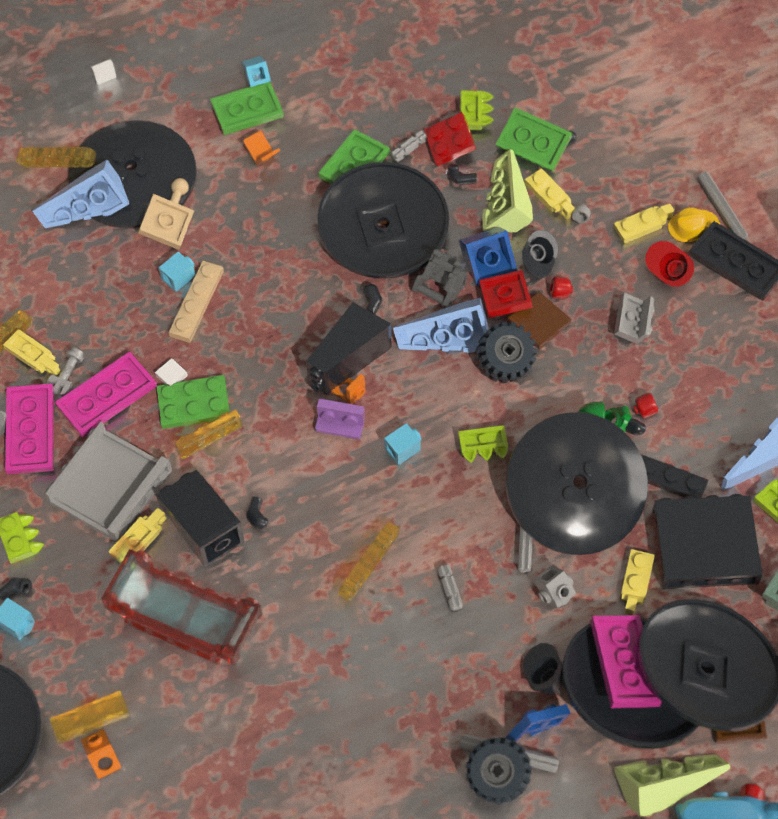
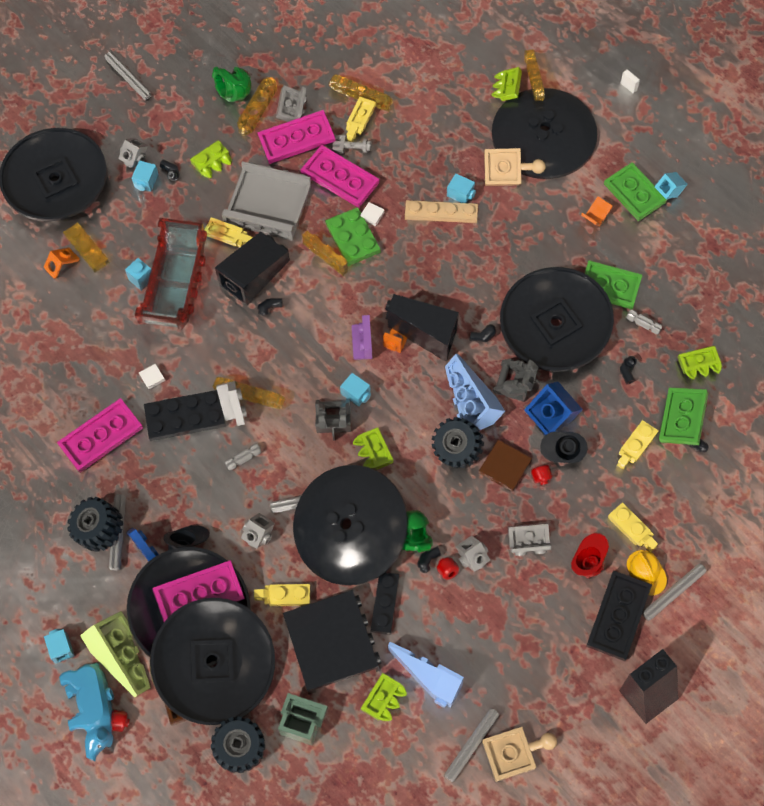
camera: 75 degrees right, 5 degrees up
(49, 184) = (508, 84): none -> lime plate
(88, 196) = (503, 105): light blue wedge -> none
(159, 653) = (138, 273): none -> medium azure brick
(308, 671) = (151, 376): none -> white tile
(372, 748) = (100, 435): none -> dark pink plate
(373, 644) = (184, 415): none -> black plate
(382, 576) = (230, 402): none -> bracket
(437, 478) = (334, 422): none -> dark grey piece
(450, 139) = (660, 350): red plate -> none
(505, 294) = (518, 431): red plate -> none
(508, 200) = (613, 413): yellowish green wedge -> none
(584, 214) = (623, 474): light grey hinge -> none
(639, 373) = (473, 553): none -> light grey brick

